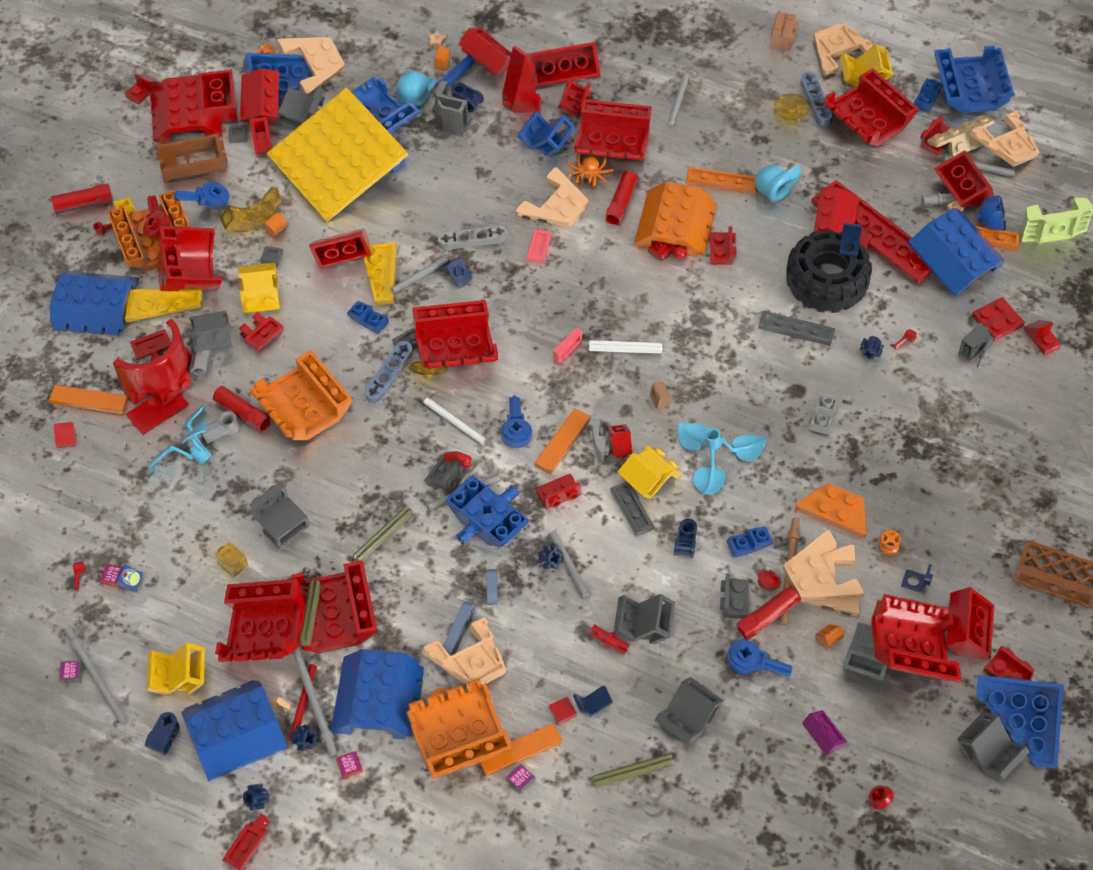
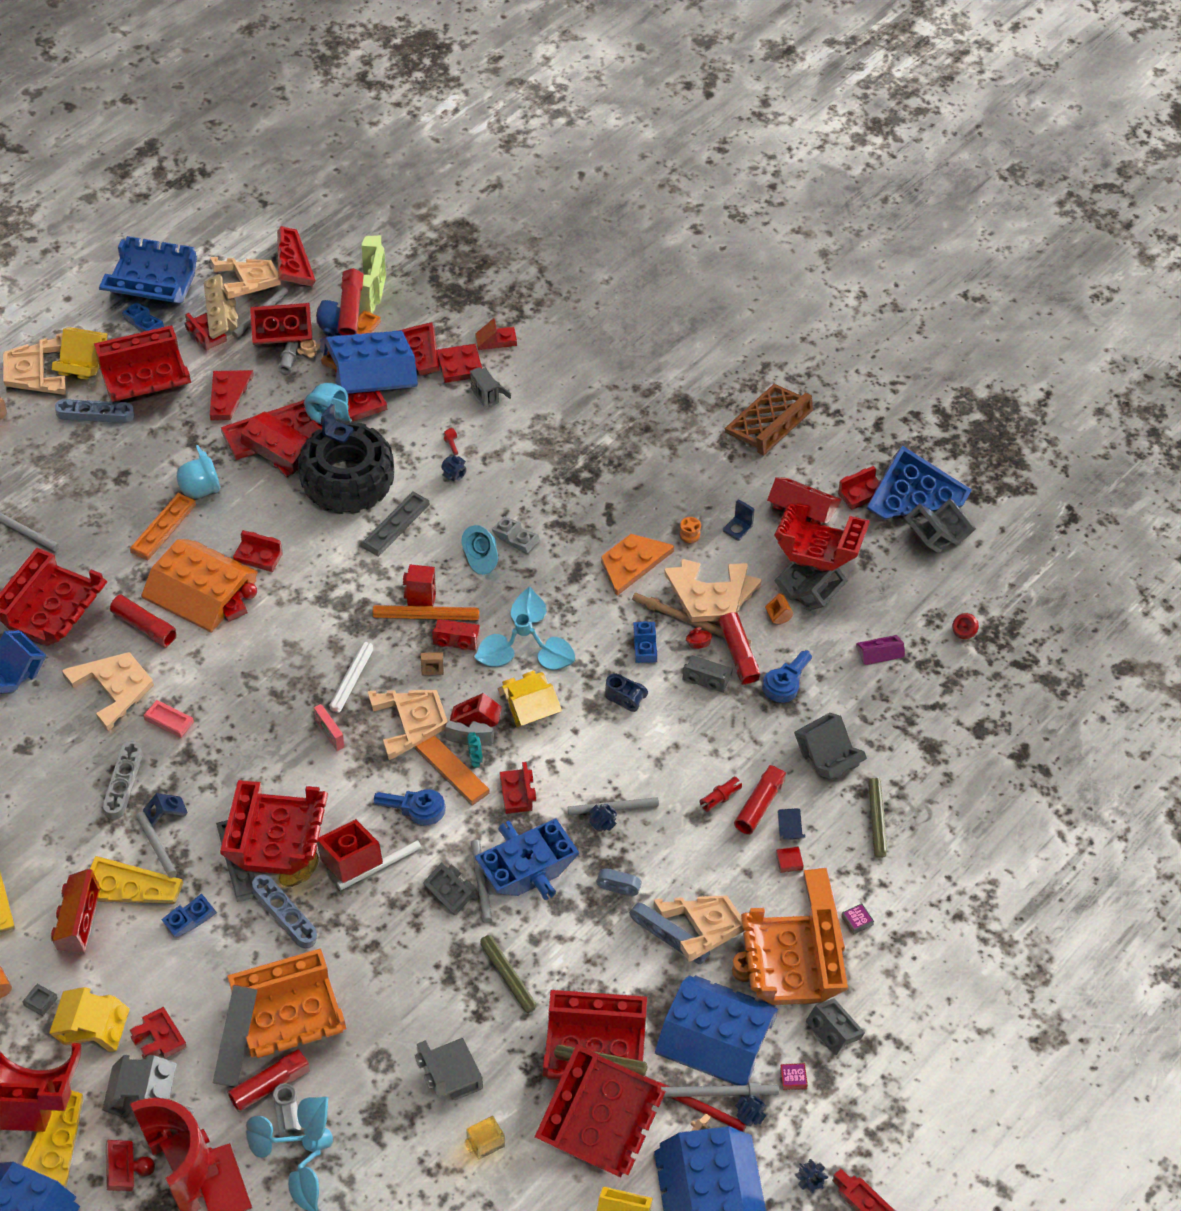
camera: 75 degrees left, 5 degrees down
(270, 372) = (234, 1036): none -> dark grey tile
(406, 783) = (834, 1025): none -> dark grey bracket
(451, 392) = (349, 851): none -> red brick
(458, 456) = (444, 864): red arm -> none
(580, 447) = (475, 750): none -> teal gear
(588, 169) = (84, 639): orange animal -> none
(602, 402) = (419, 714): none -> light nougat wing
(614, 671) = (760, 800): none -> red piece
(632, 508) = (564, 731): dark grey tile -> none
(645, 619) = (710, 753): dark grey piece -> none
(698, 403) = (456, 634): none -> red bracket
(712, 377) = (425, 612): none -> orange axle
(727, 360) = (420, 585): none -> red brick
(791, 107) = (98, 432): clear yellow dish -> none
(793, 392) = (480, 549): none -> medium azure piece
(880, 172) = (227, 391): none -> red wing
(888, 235) = (322, 397): none -> medium azure piece
(998, 285) = (423, 345): none -> red wing
(1002, 210) = (350, 301): none -> red piece
(1043, 167) = (292, 258): none -> red wing

